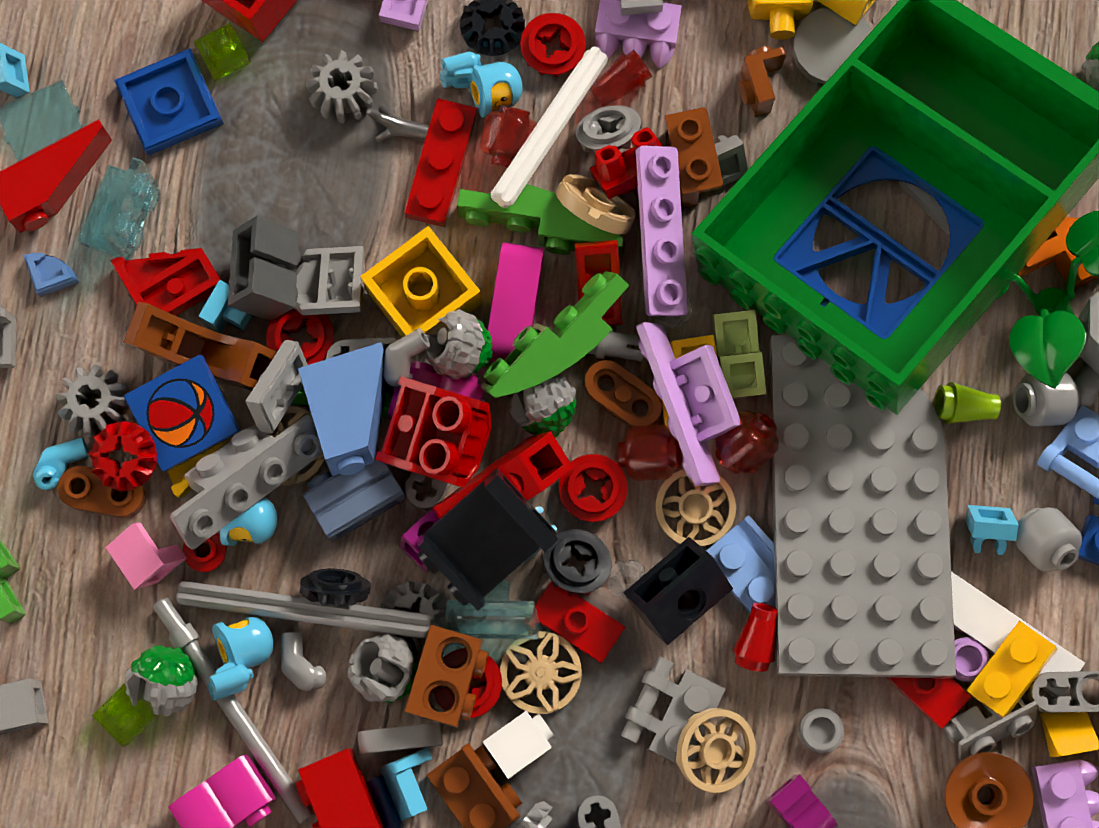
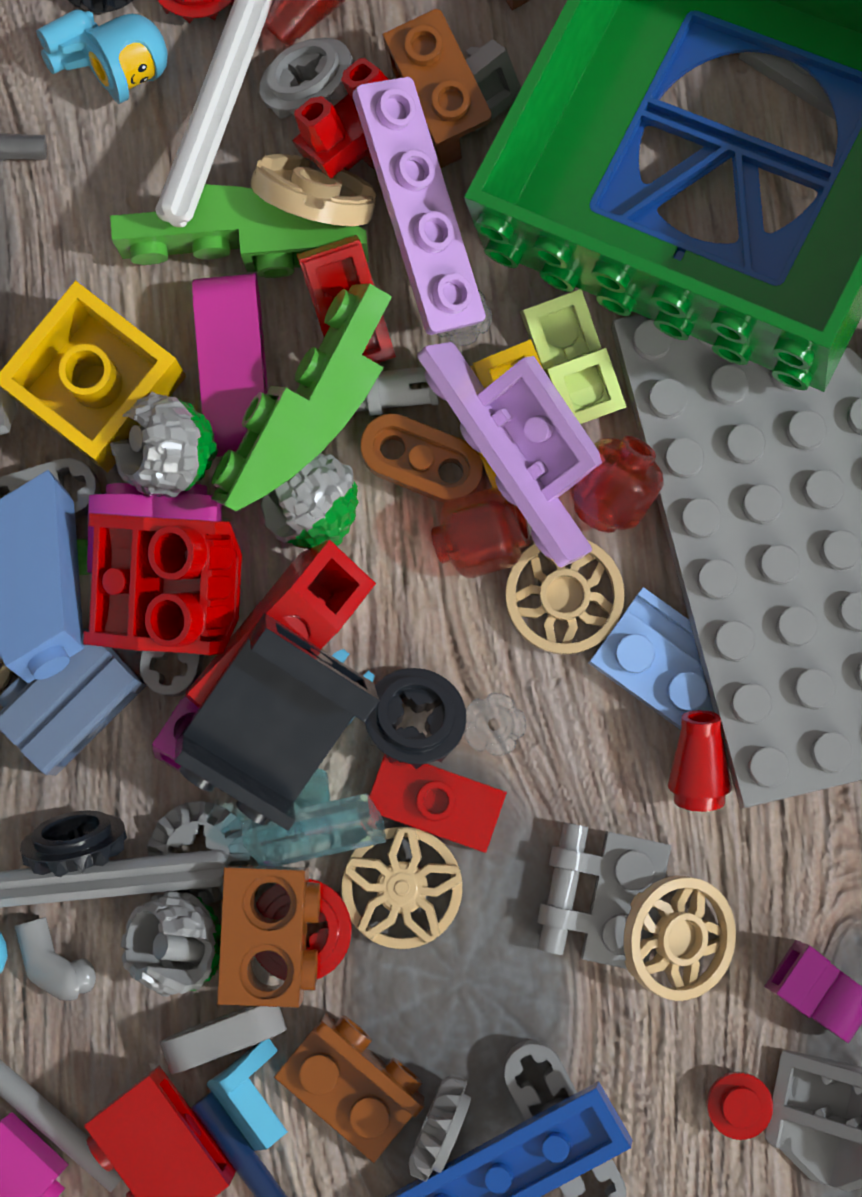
camera: 15 degrees left, 5 degrees up
(399, 354) = (80, 479): light grey arm -> none
(441, 162) = (76, 184): red plate -> none
(505, 134) = (157, 118): clear red head -> none
(519, 743) = (396, 1000): white brick -> none
(596, 468) = (409, 574): red gear -> none
(678, 590) = (570, 722): black brick -> none
(820, 730) = (819, 869): light grey tile -> none

